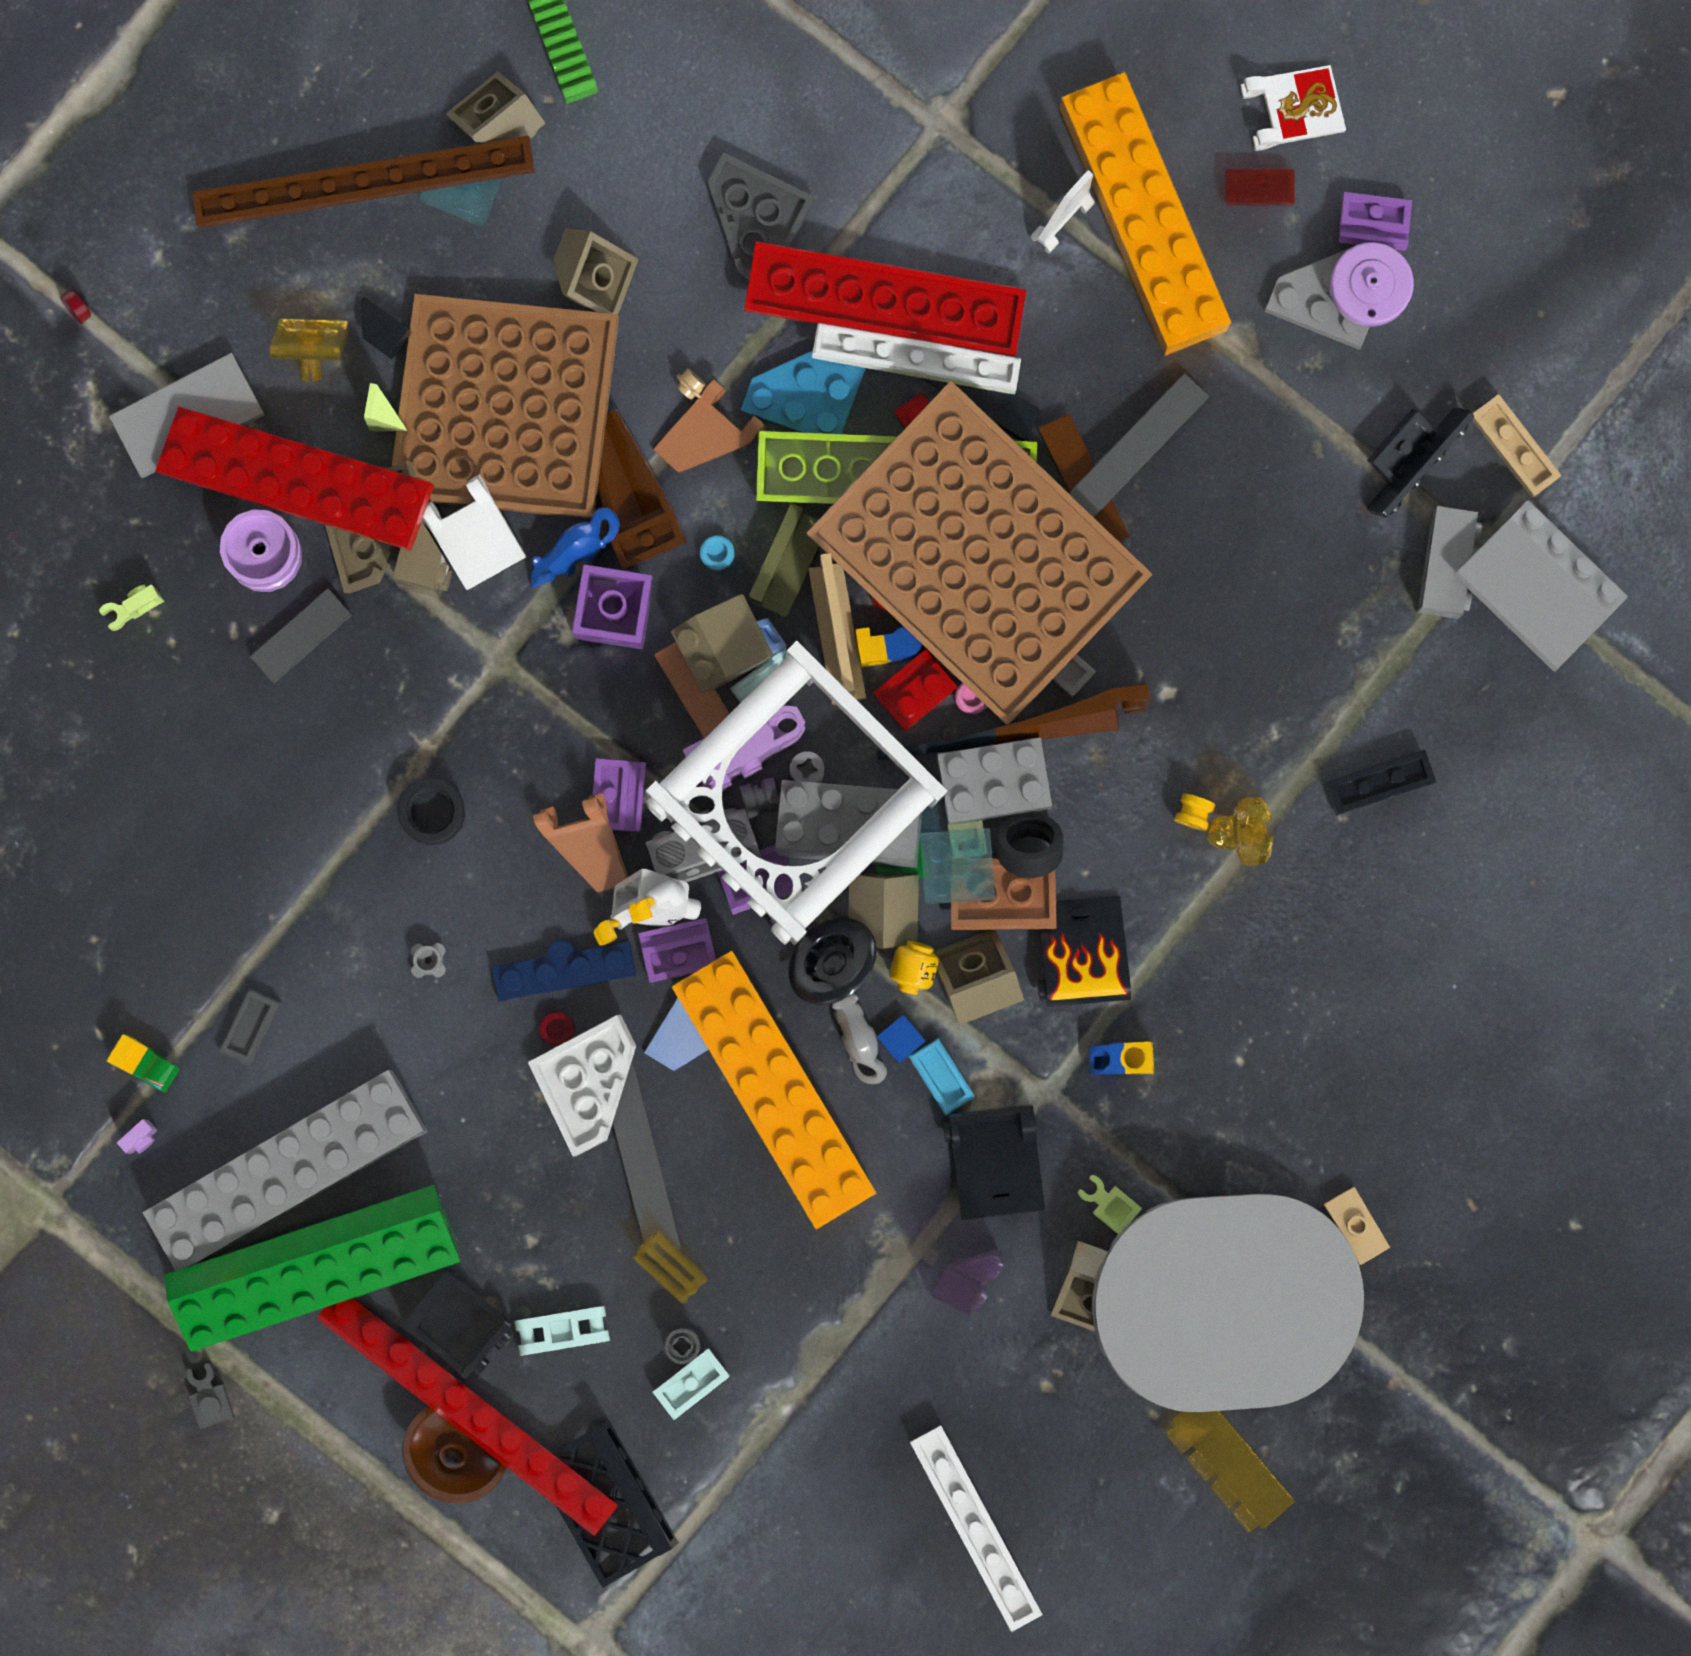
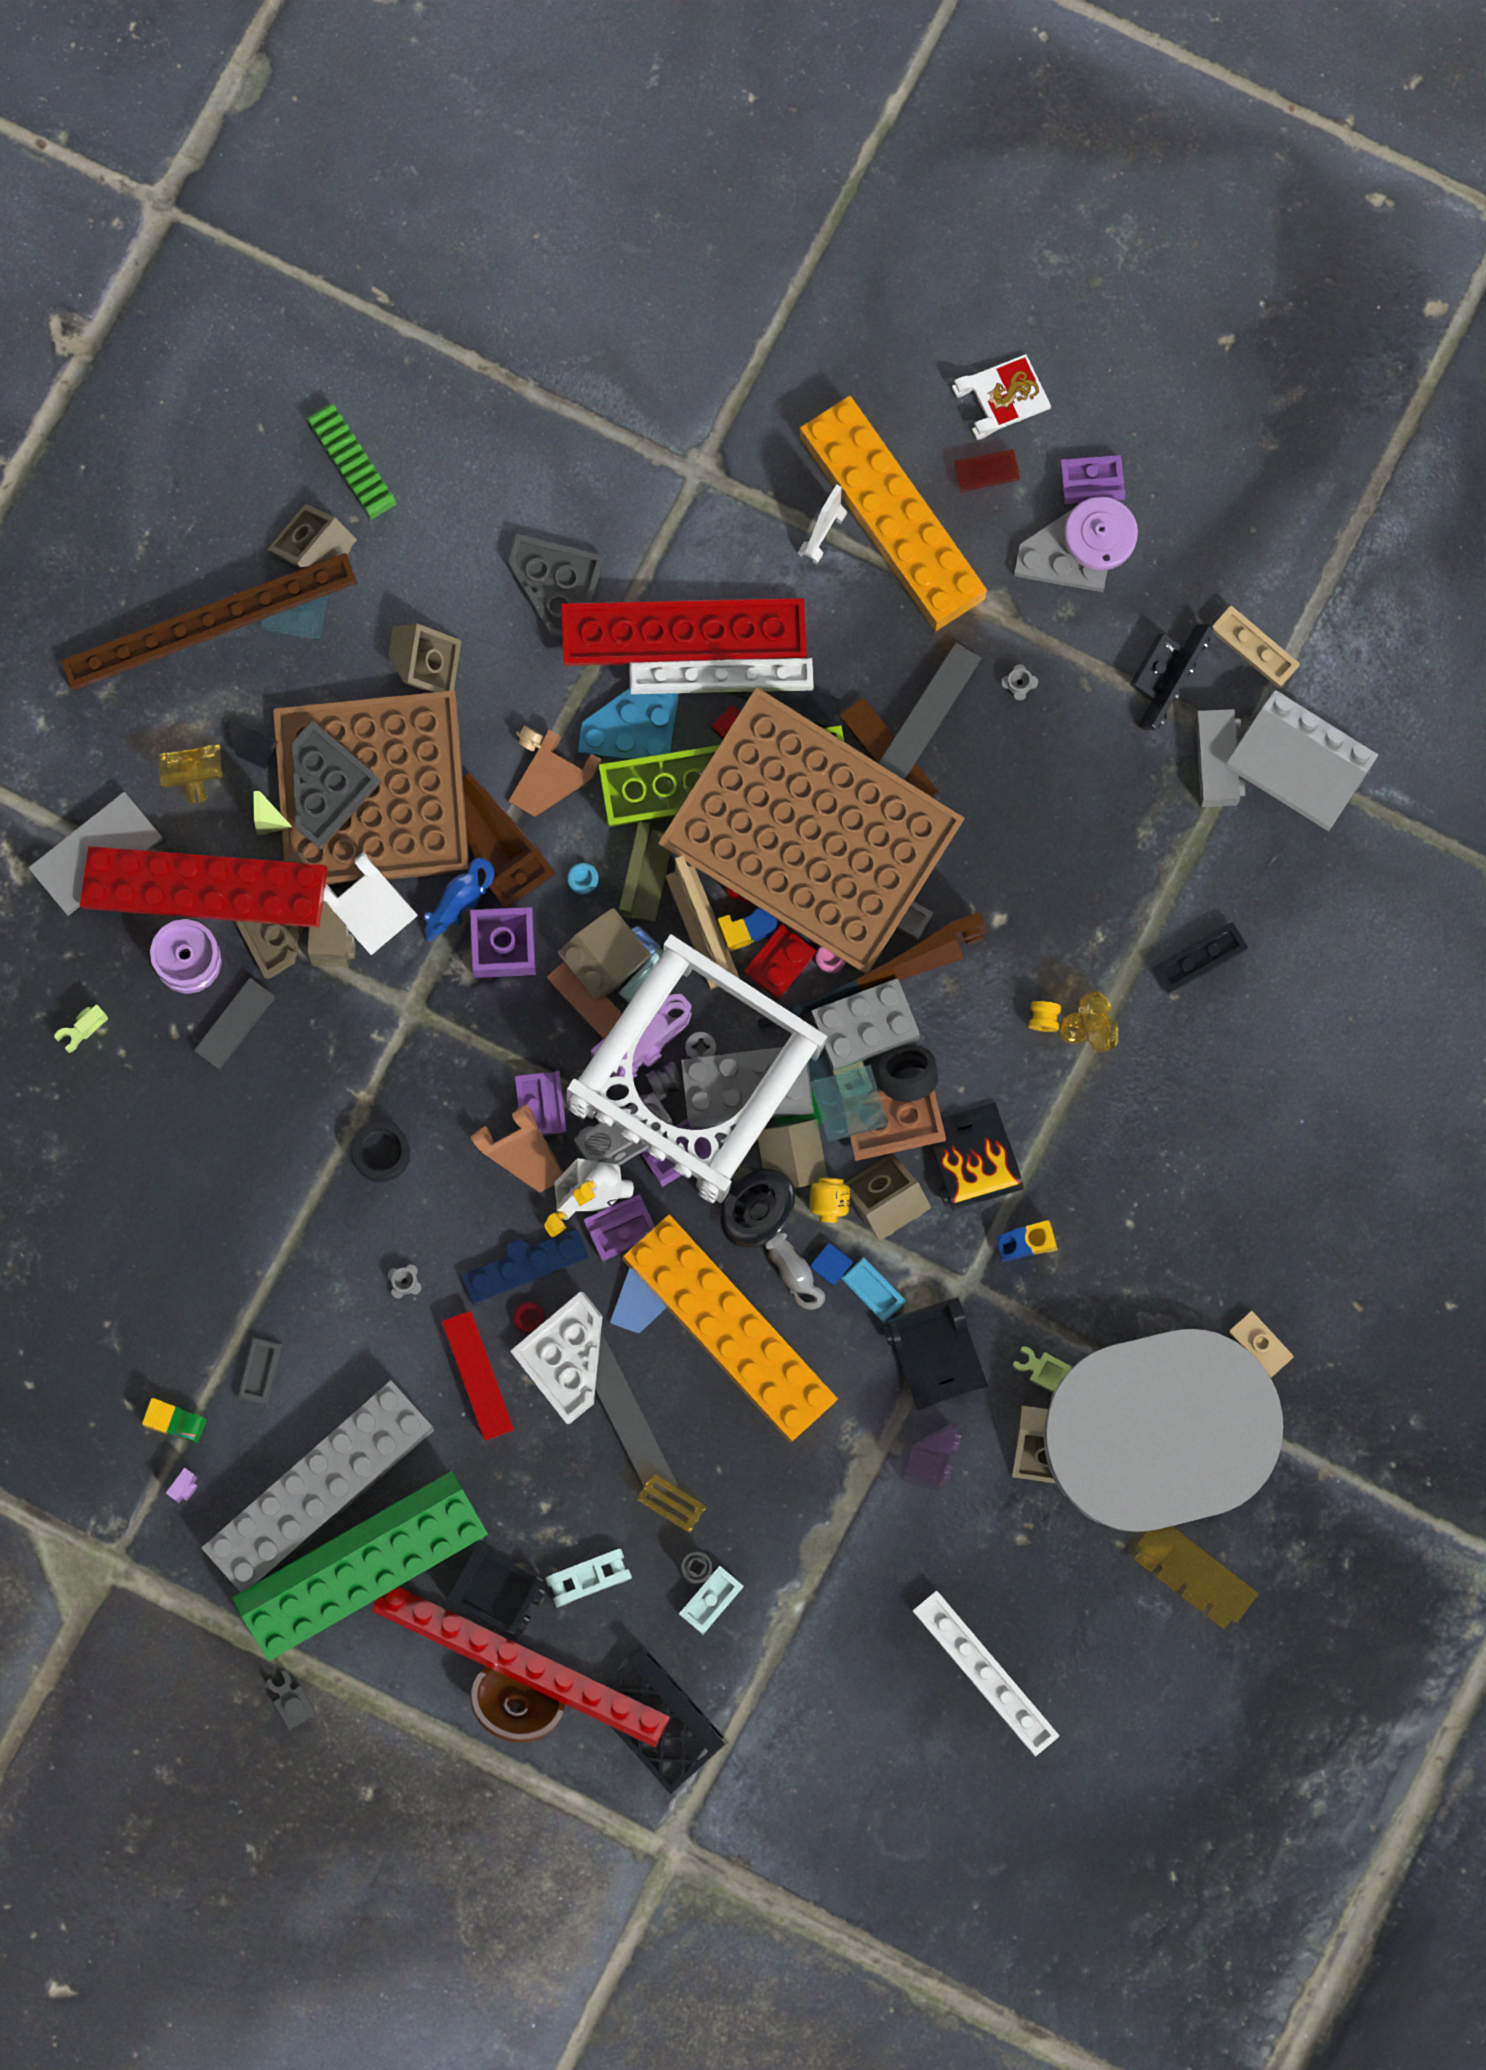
camera: 10 degrees left, 5 degrees down
(454, 391) = (326, 784): none -> dark grey plate
(486, 1082) = (477, 1375): none -> red slope
(1249, 422) = (1019, 673): none -> light grey plate

